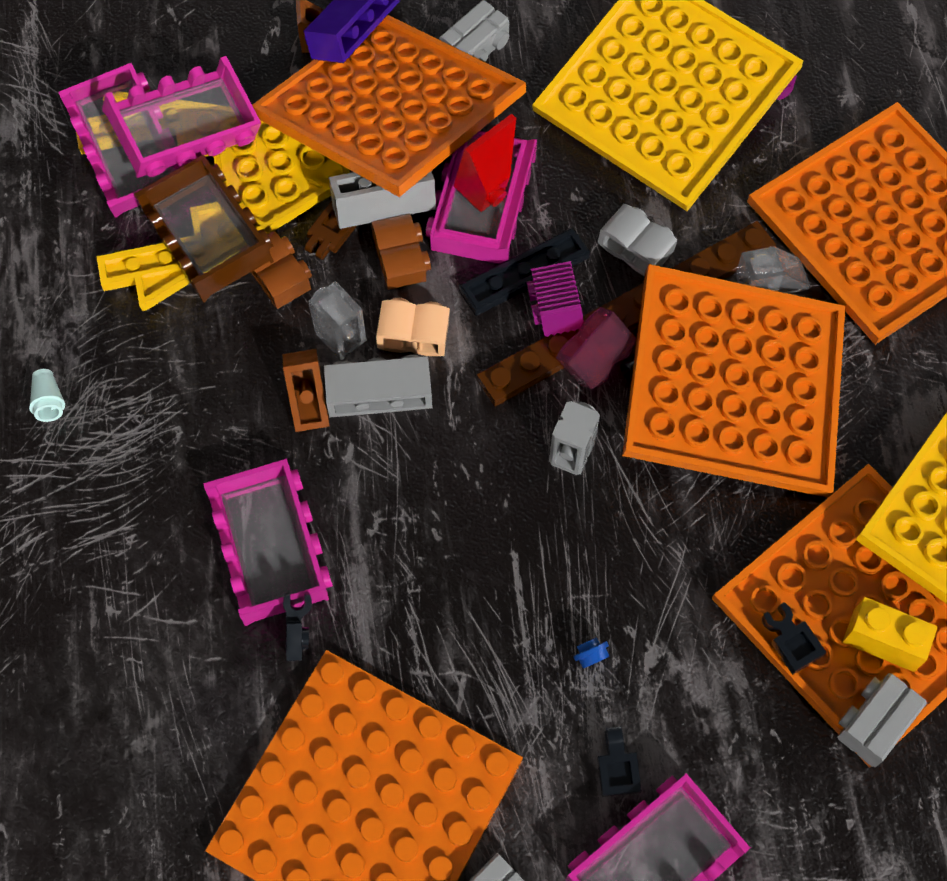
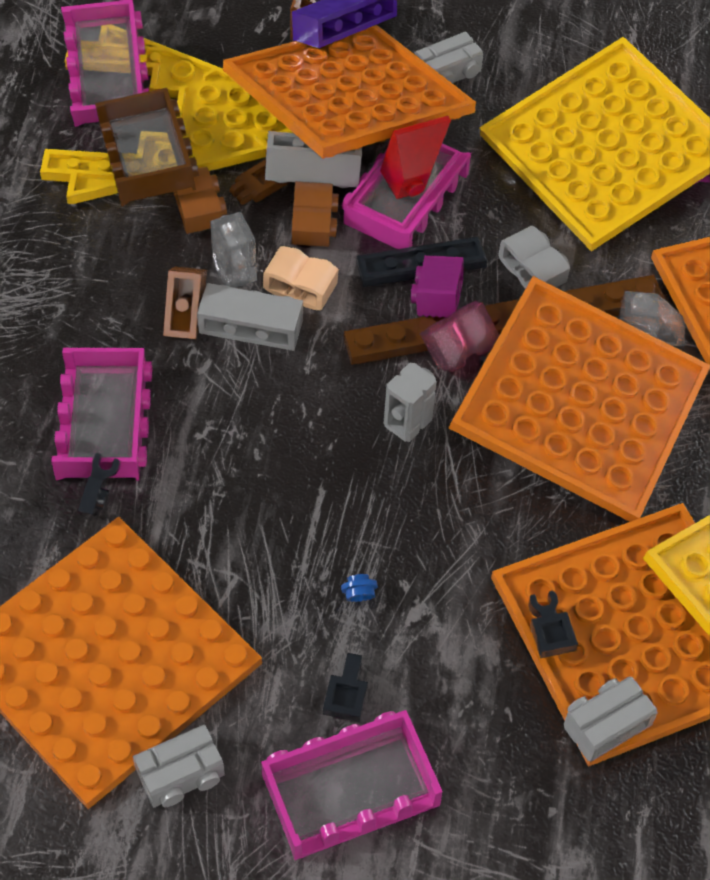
camera: 15 degrees right, 10 degrees down
(183, 119) = (160, 55): window -> none
(890, 634) = (644, 646): yellow brick -> none

